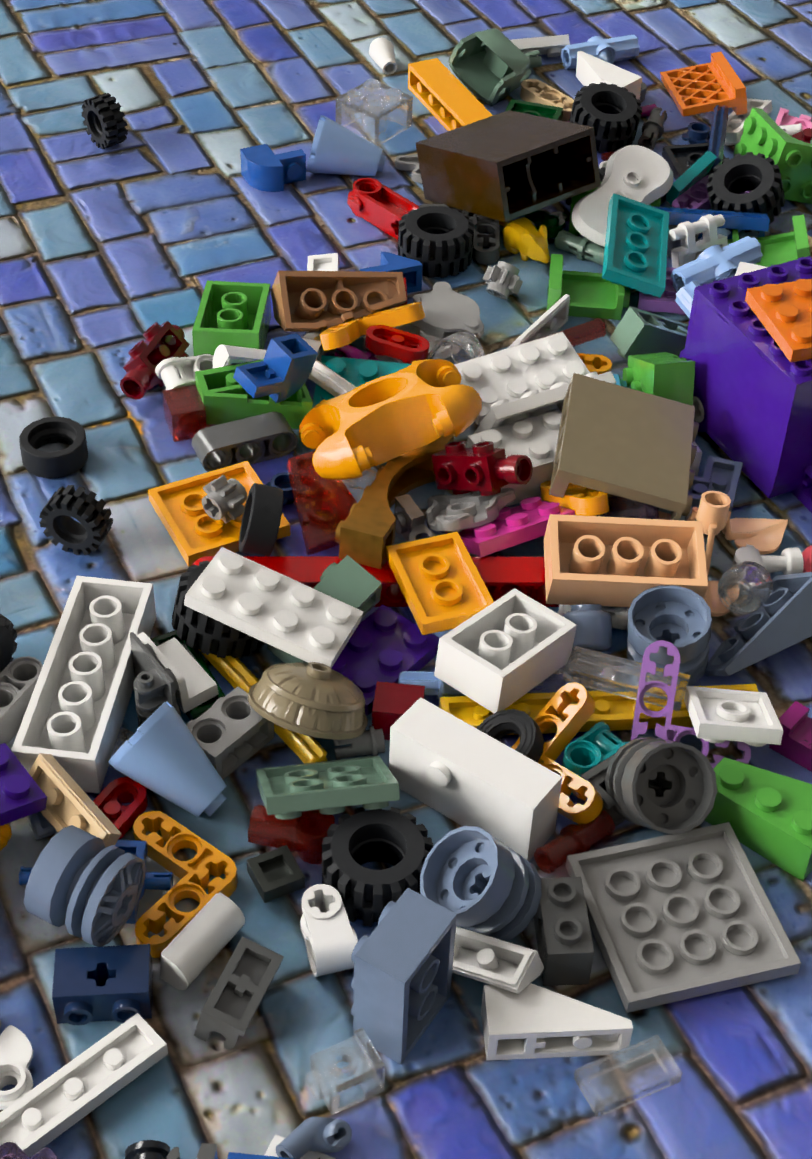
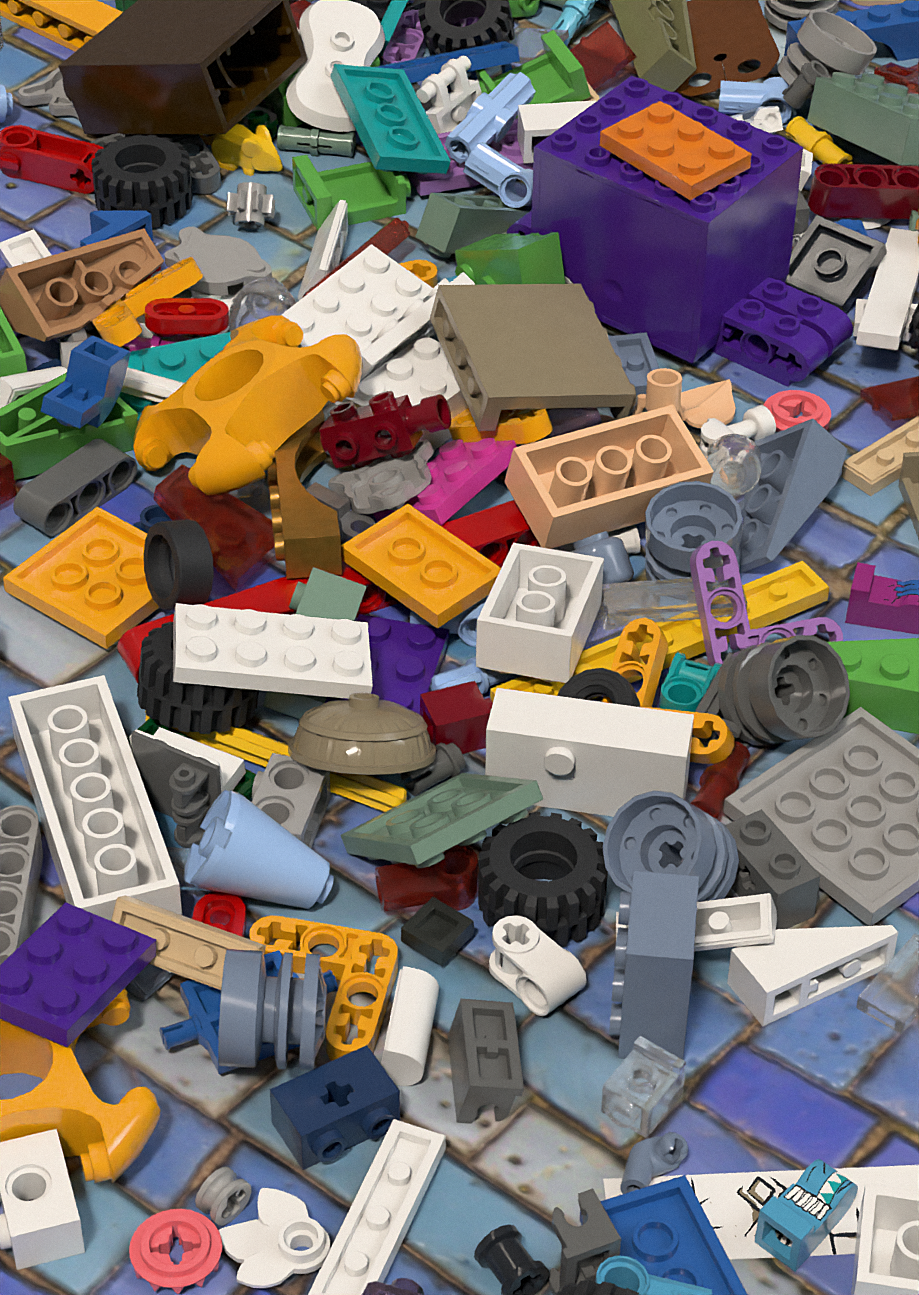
camera: 25 degrees left, 0 degrees up
(224, 499) = (114, 556): light grey gear -> none
(733, 716) = (810, 598): white plate -> none

